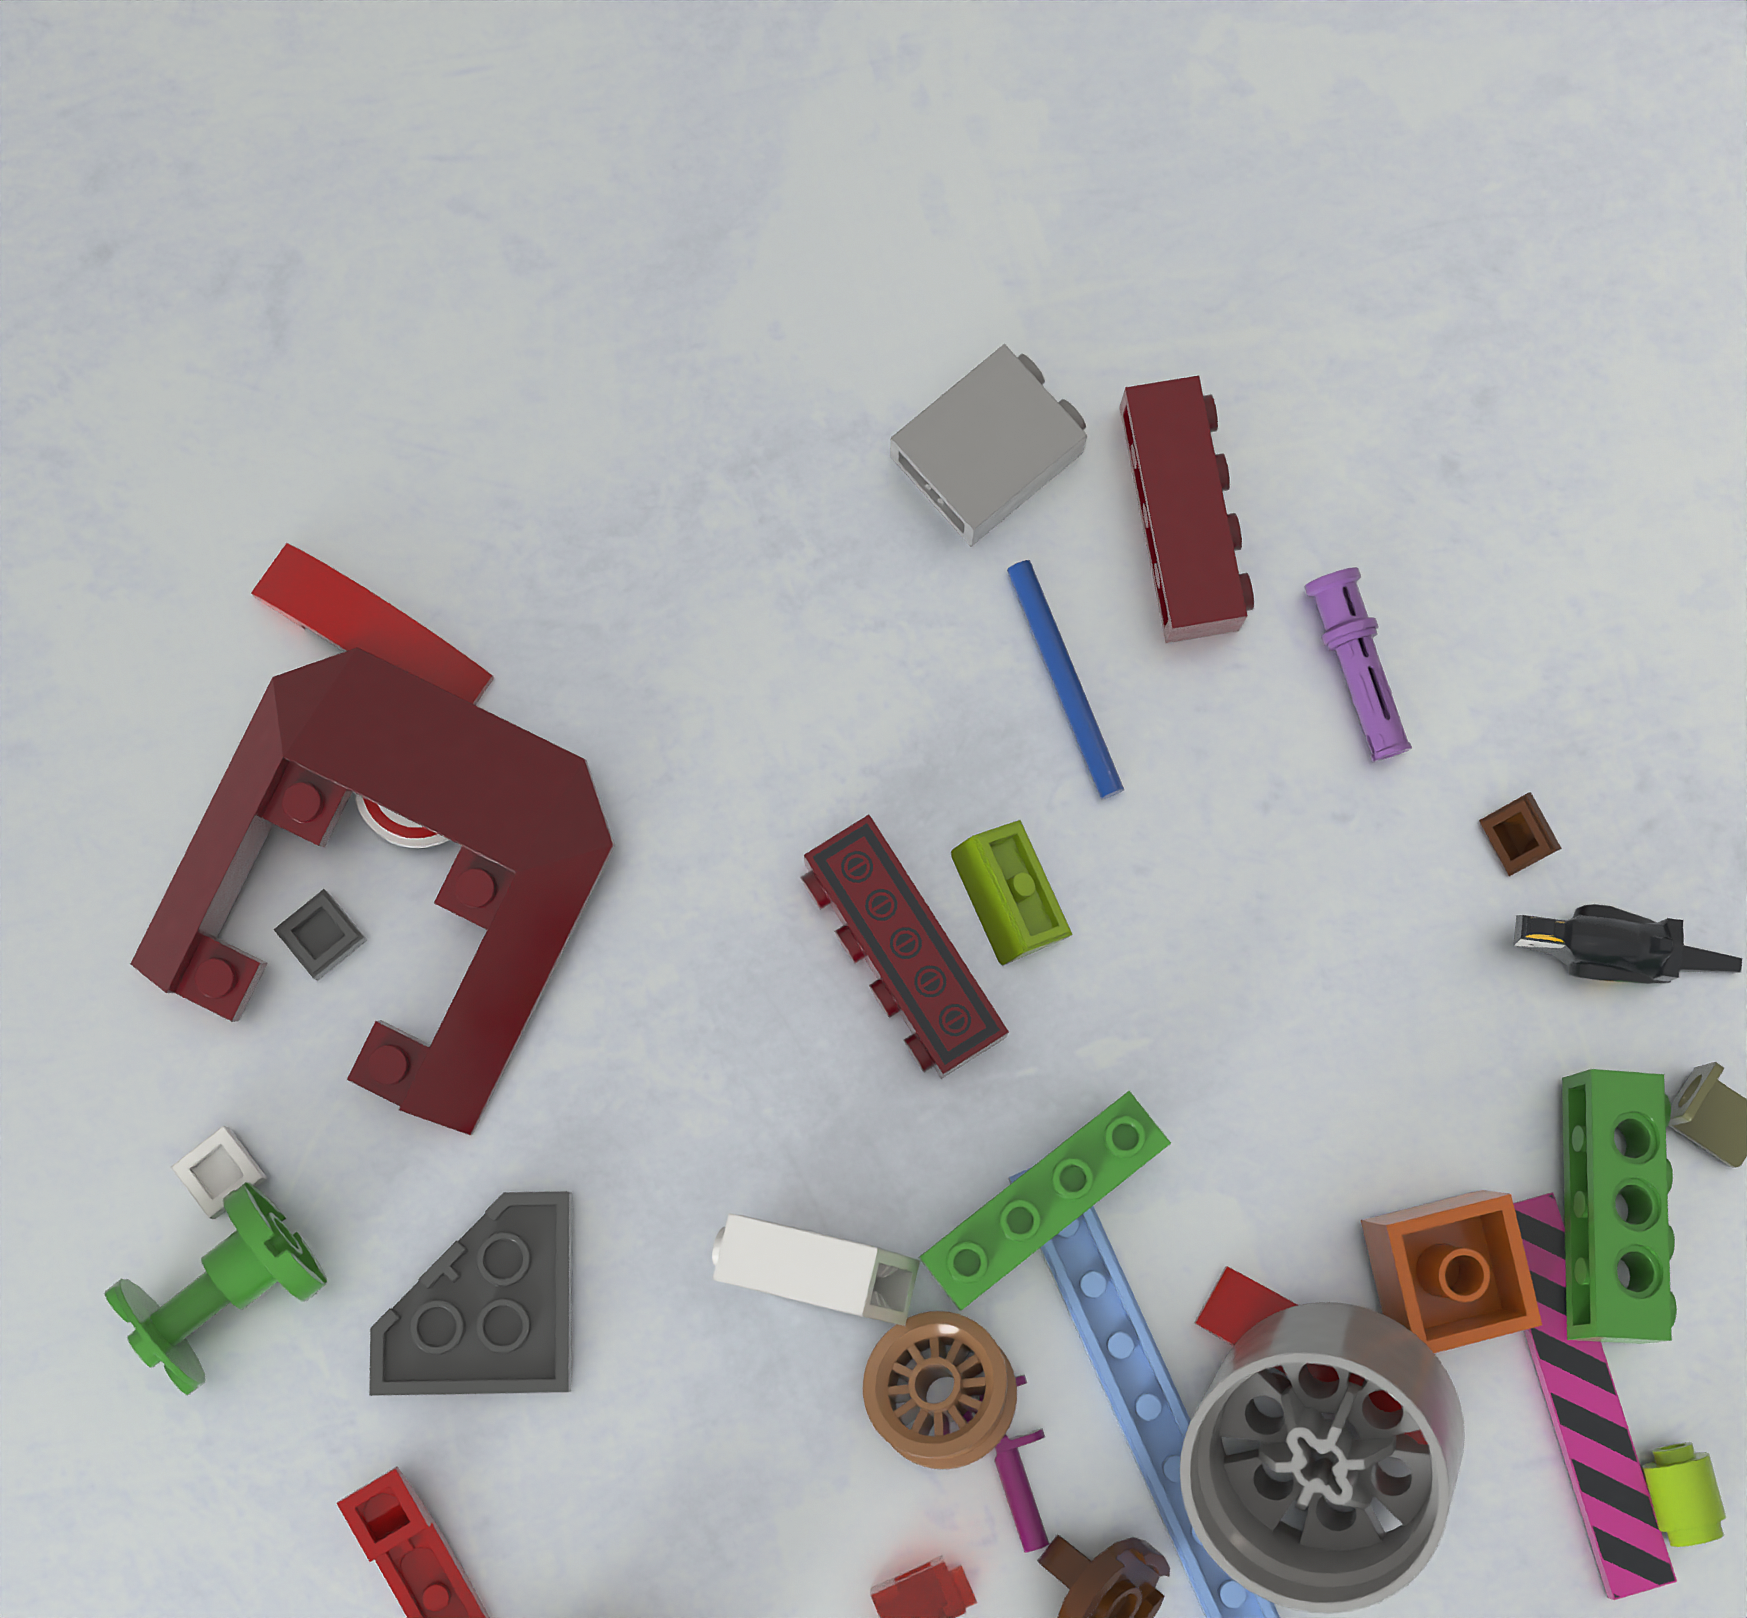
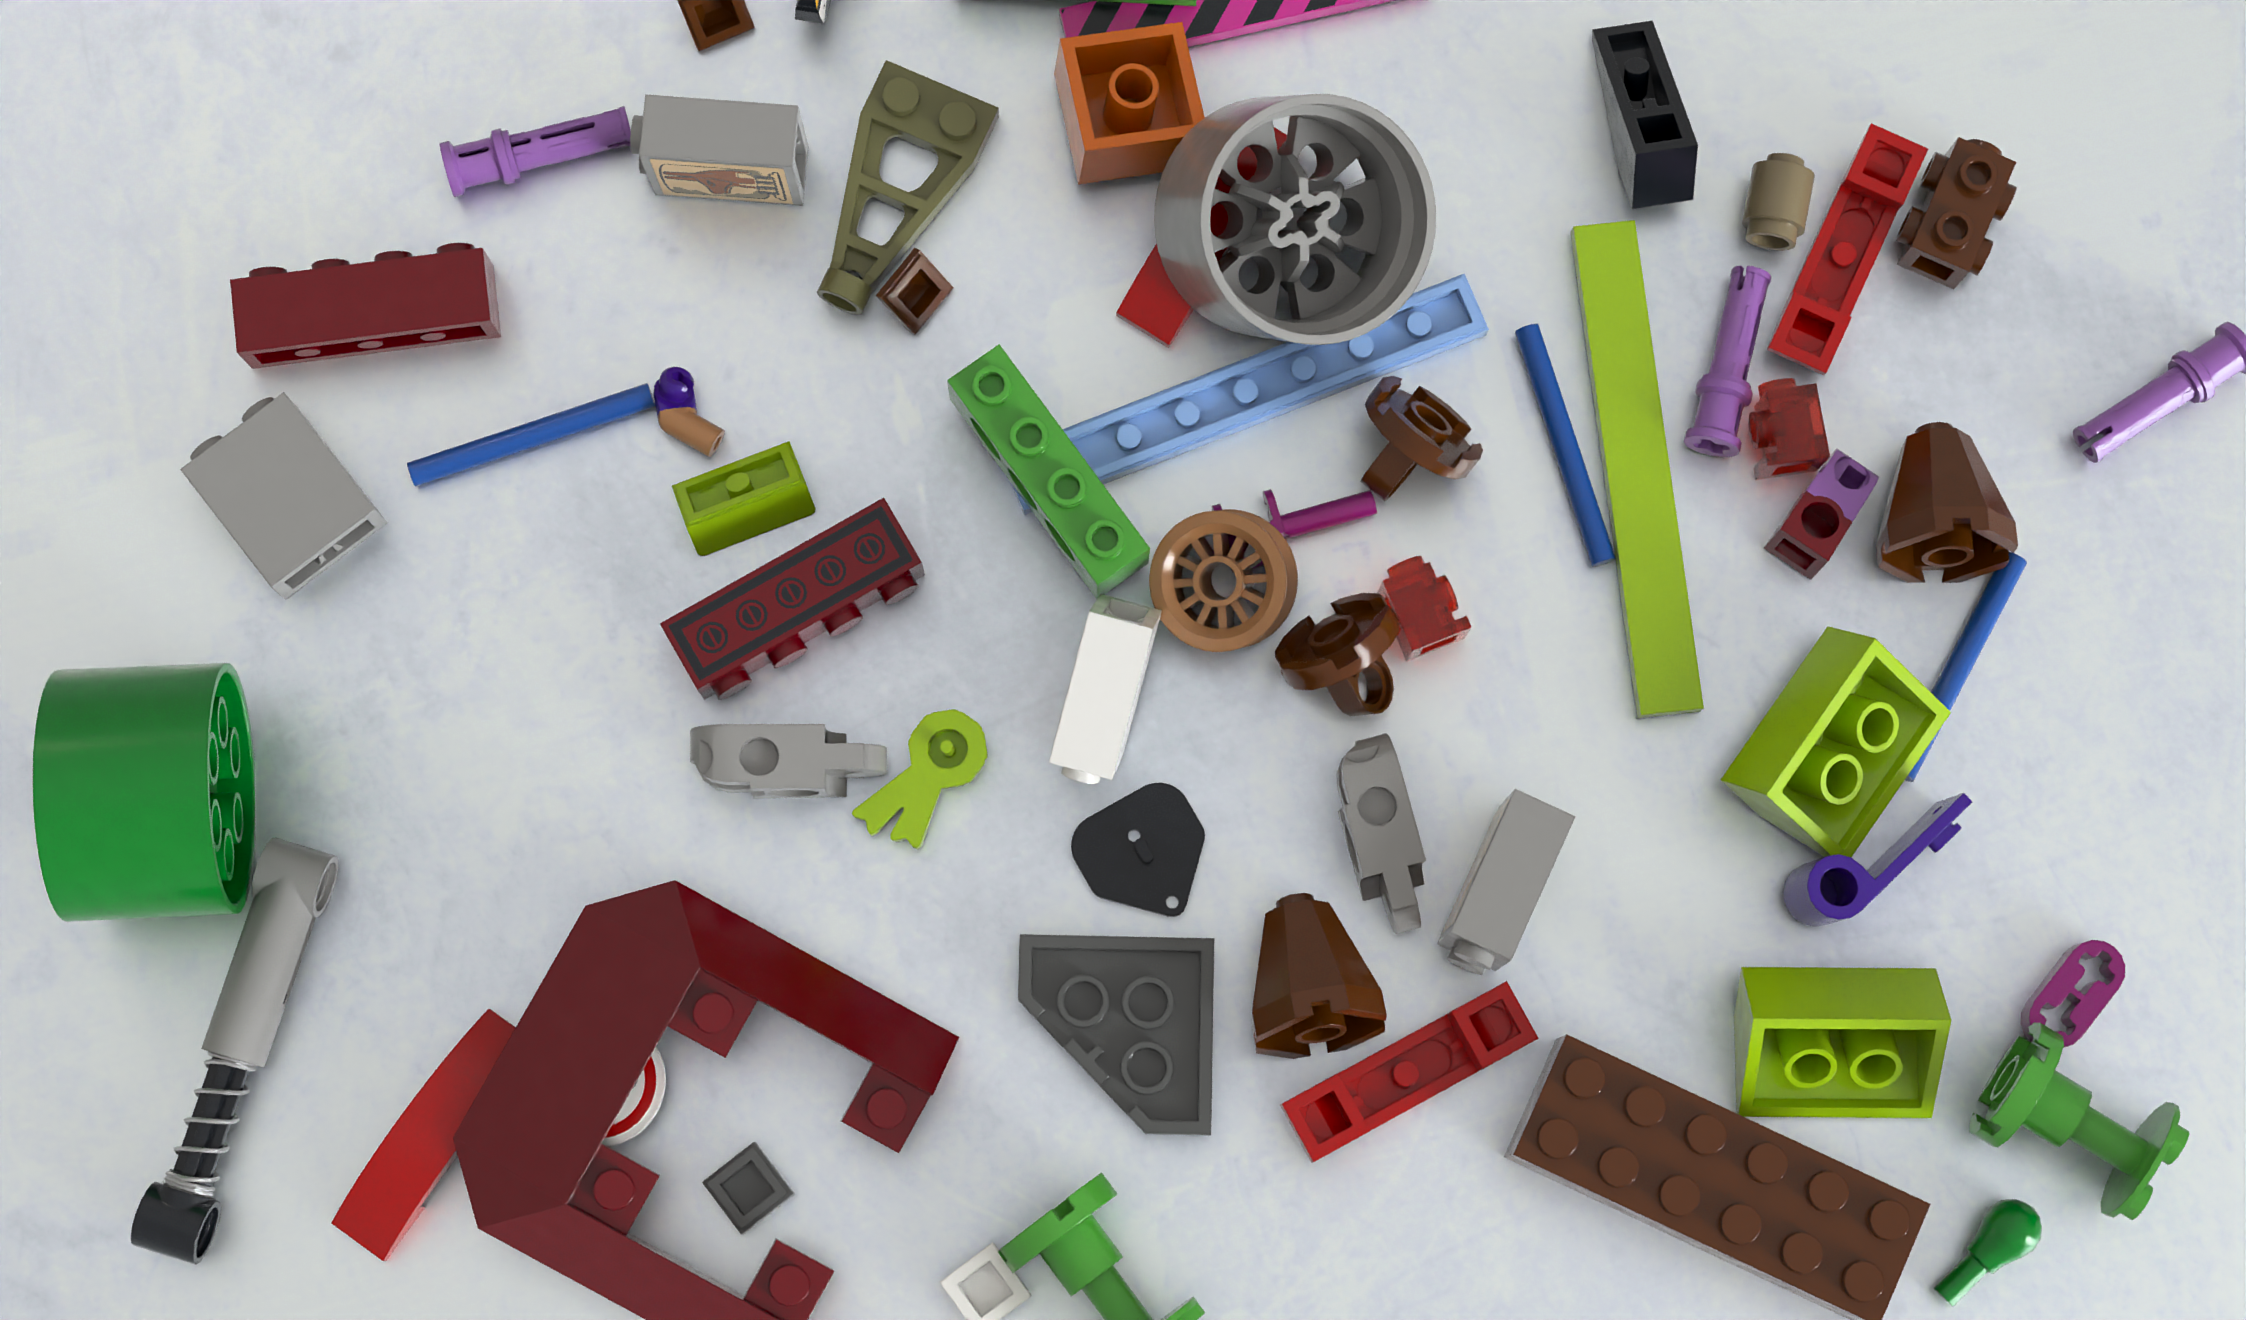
camera: 90 degrees left, 0 degrees up
(525, 1495) = (1312, 983): none -> reddish brown cone
(595, 478) = (287, 894): none -> piece
(647, 1327) = (1154, 865): none -> black piece
(674, 332) = (144, 792): none -> green wheel
(687, 1565) = (1381, 829): none -> light grey piece
(739, 944) = (782, 759): none -> light grey piece
(753, 1106) = (944, 754): none -> lime piece
(870, 1518) = (1341, 649): none -> reddish brown tile
(1093, 822) = (678, 412): none -> arm
(1234, 1053) = (914, 291): none -> reddish brown slope
(1367, 848) = (722, 149): none -> light grey brick
(1424, 1062) = (926, 116): none -> olive plate

